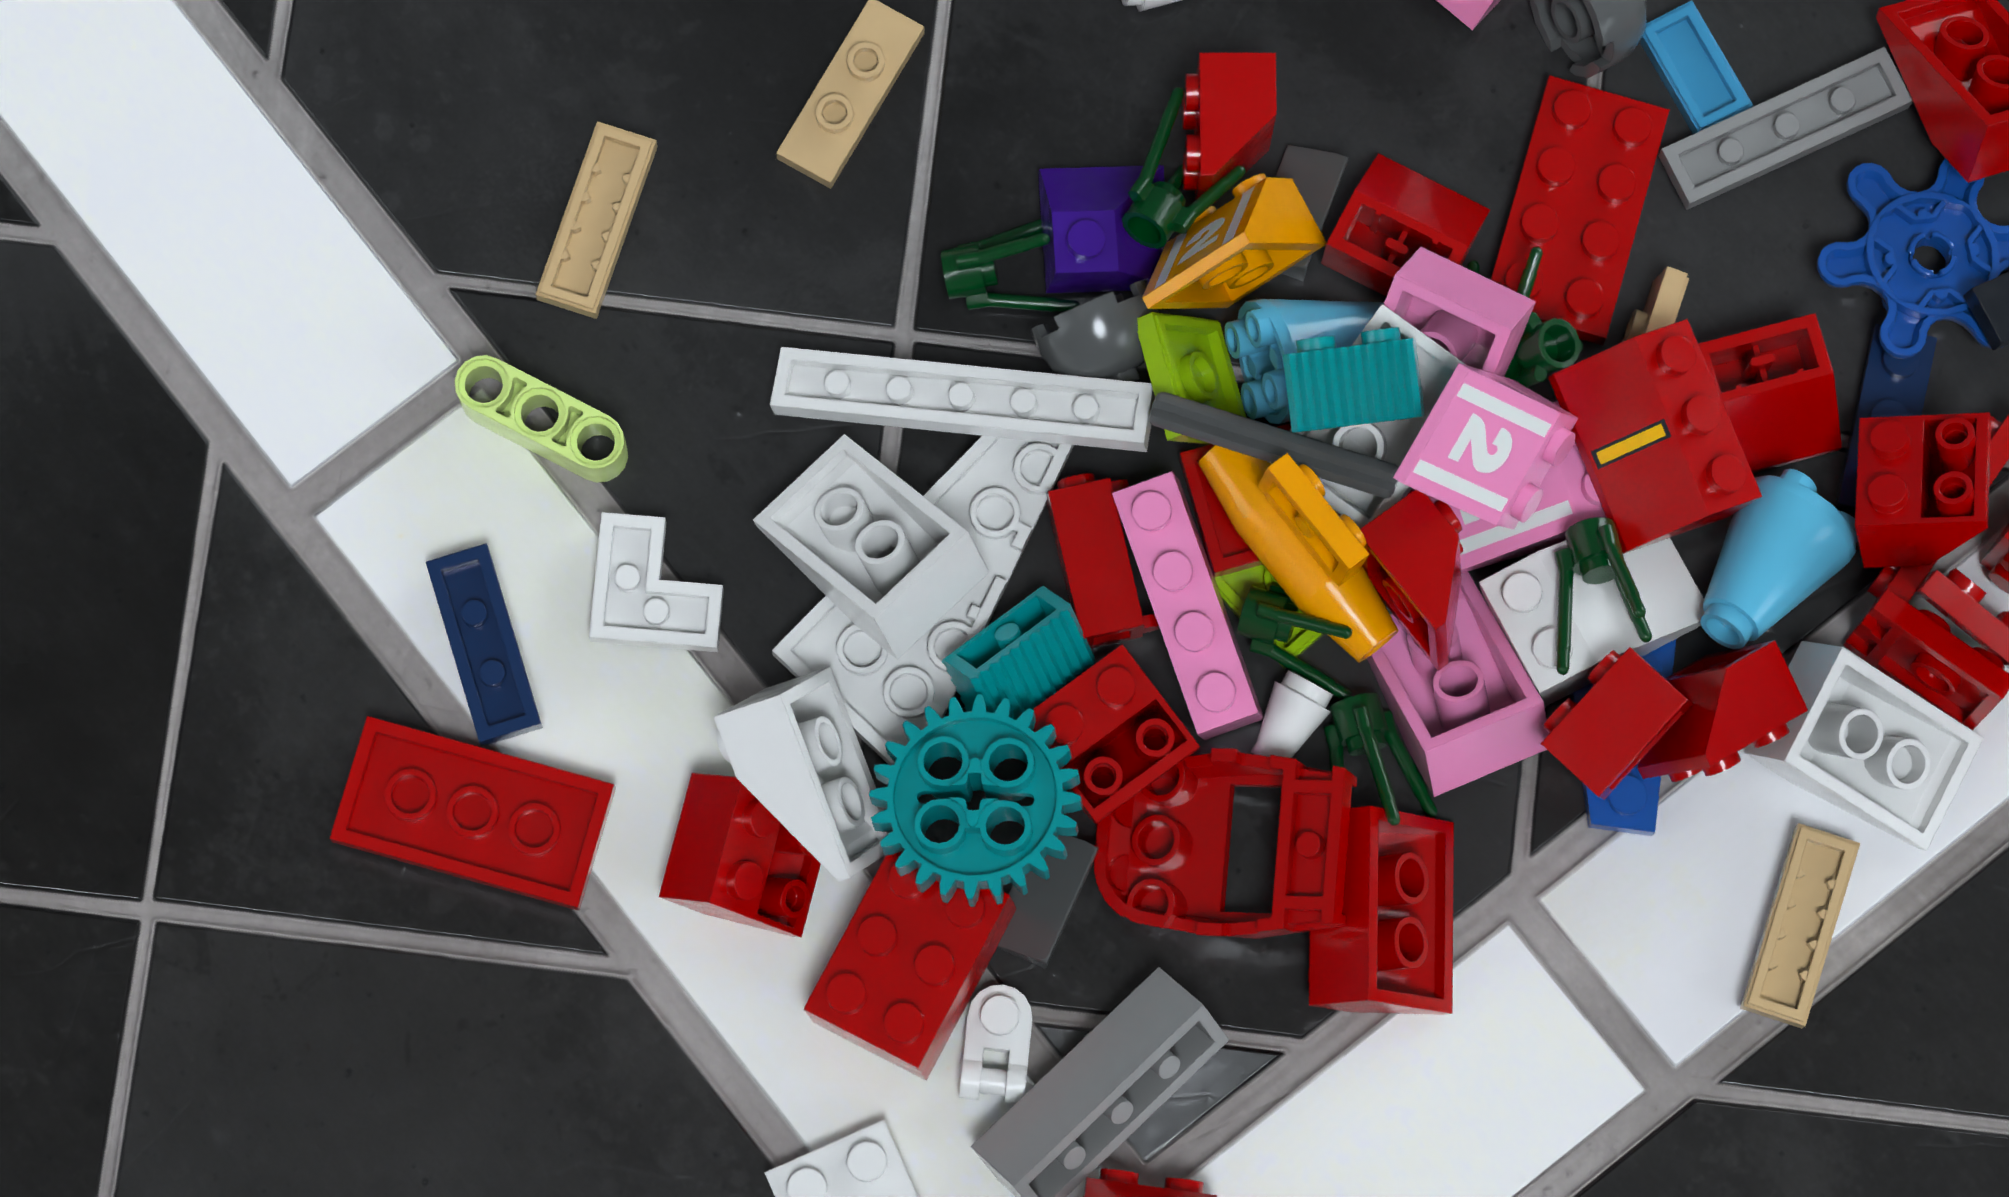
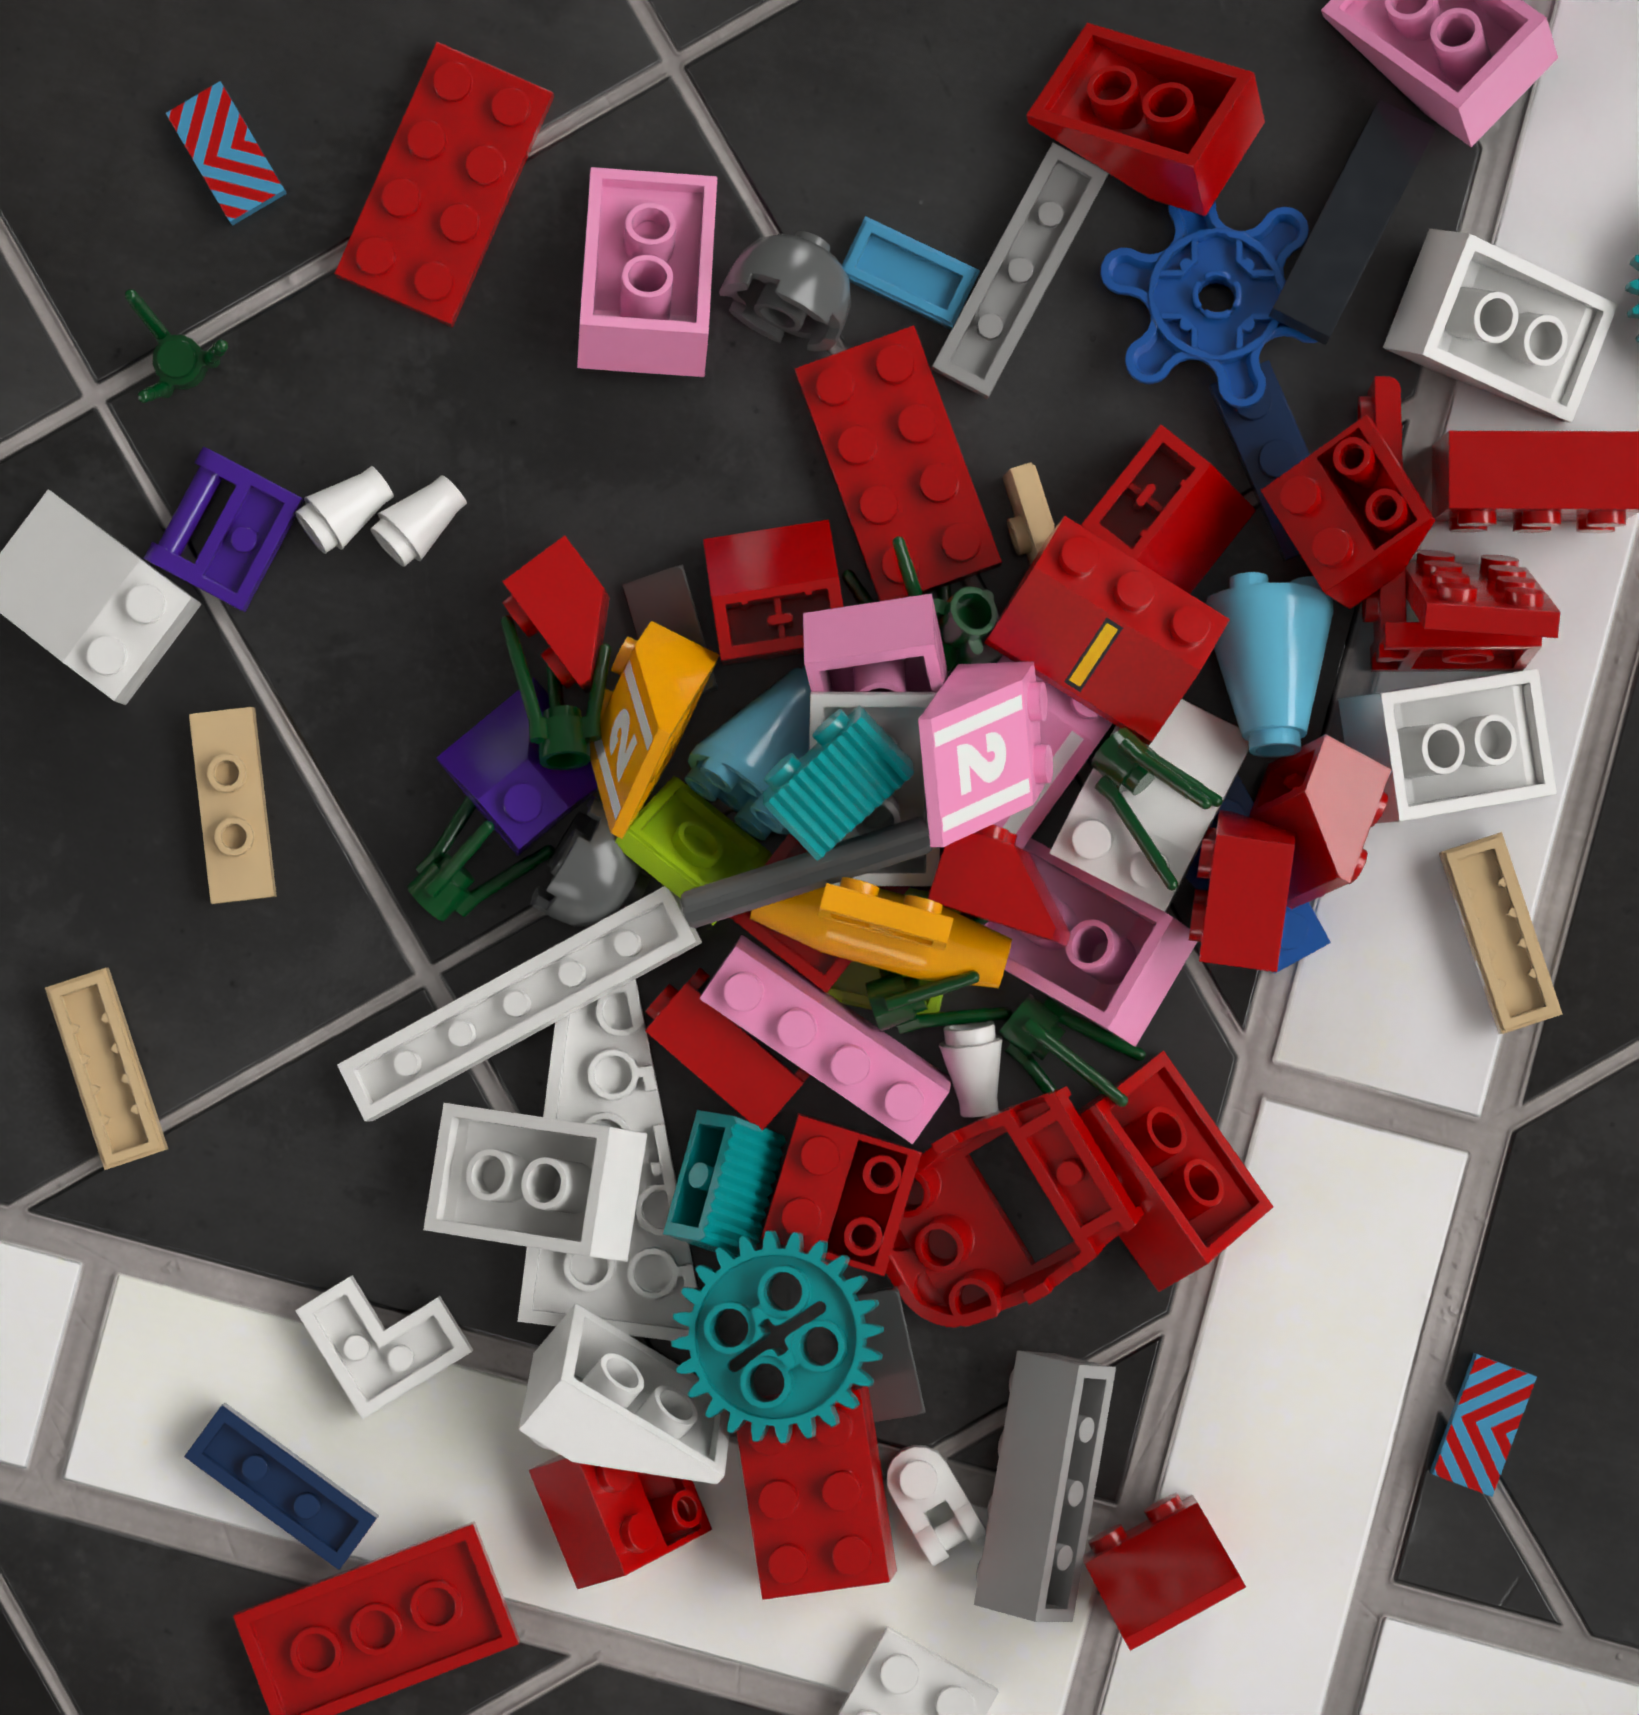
camera: 30 degrees left, 10 degrees up
(525, 393) = (157, 1277): yellowish green beam -> none

